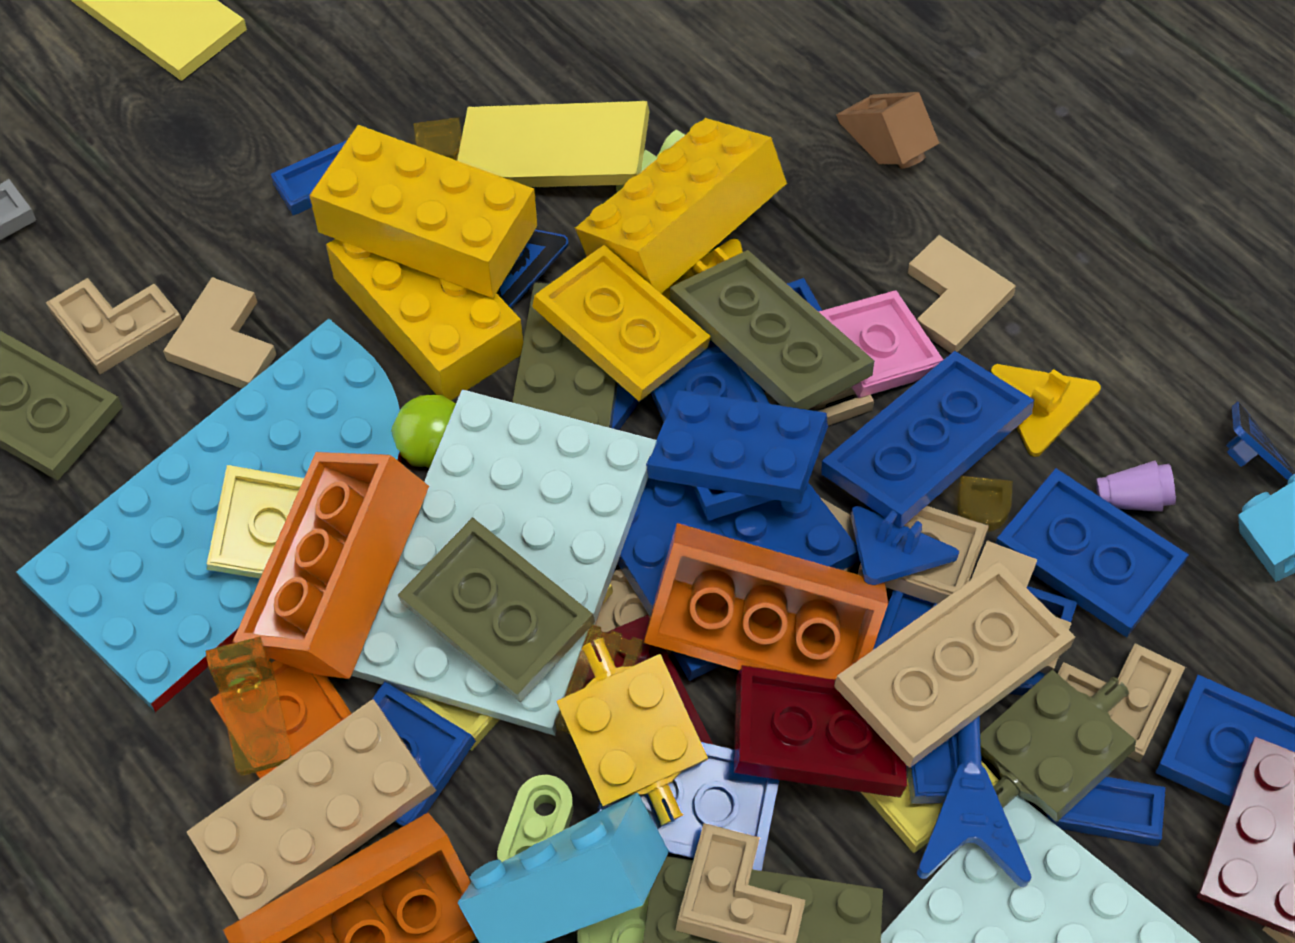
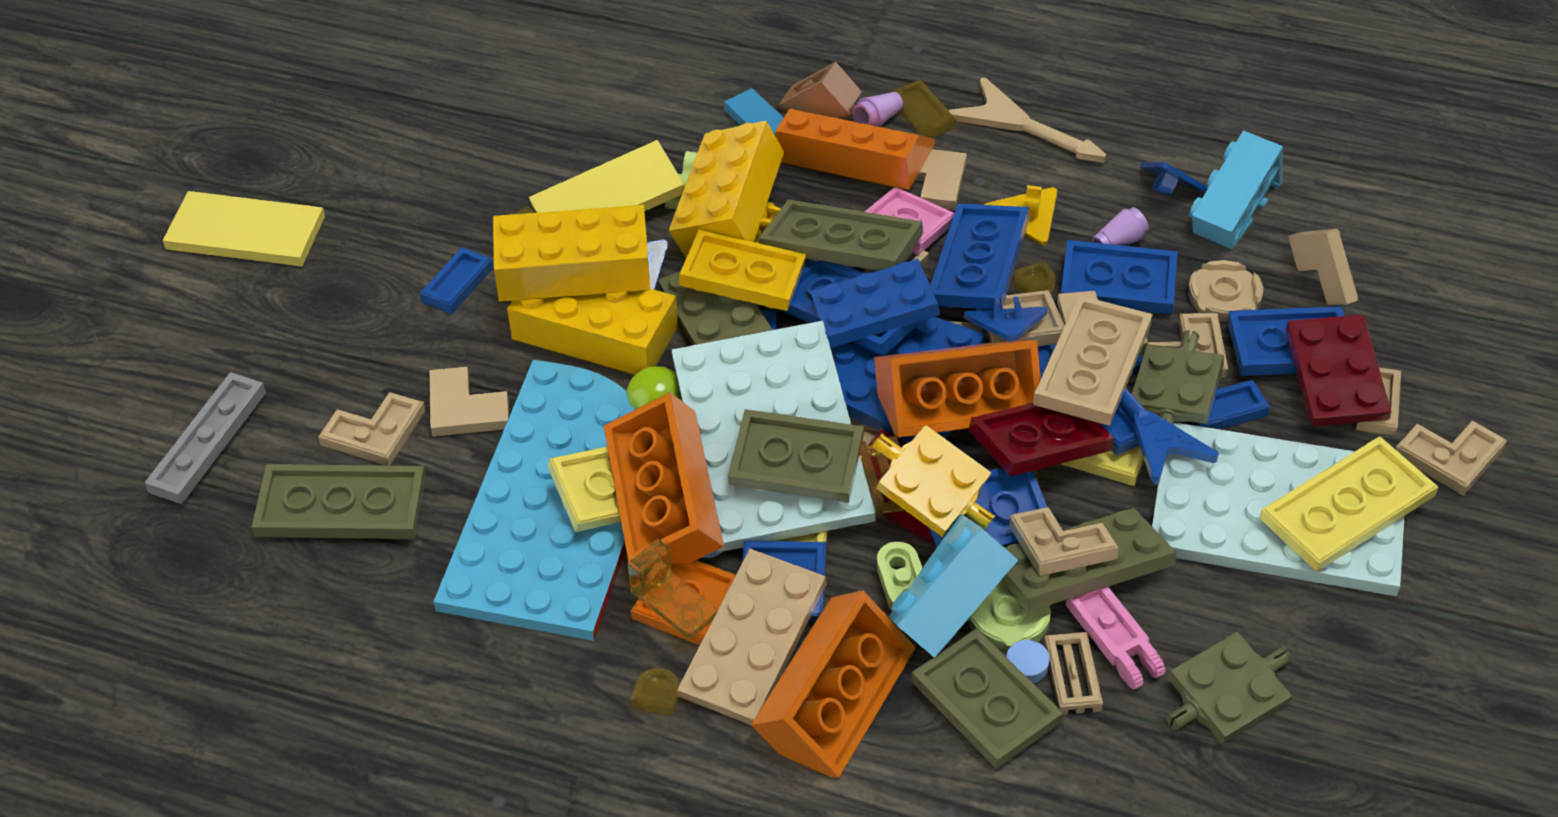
camera: 30 degrees left, 10 degrees down
(168, 817) = (656, 691): none -> clear yellow tile
(800, 120) = (752, 108): none -> dark azure tile
(879, 213) = (852, 148): none -> orange slope
(945, 175) = (877, 109): none -> lavender cone
(1008, 199) = (925, 110): none -> clear yellow tile
(1108, 254) = (1005, 114): none -> tan piece
(1222, 638) = (1224, 288): none -> tan tile

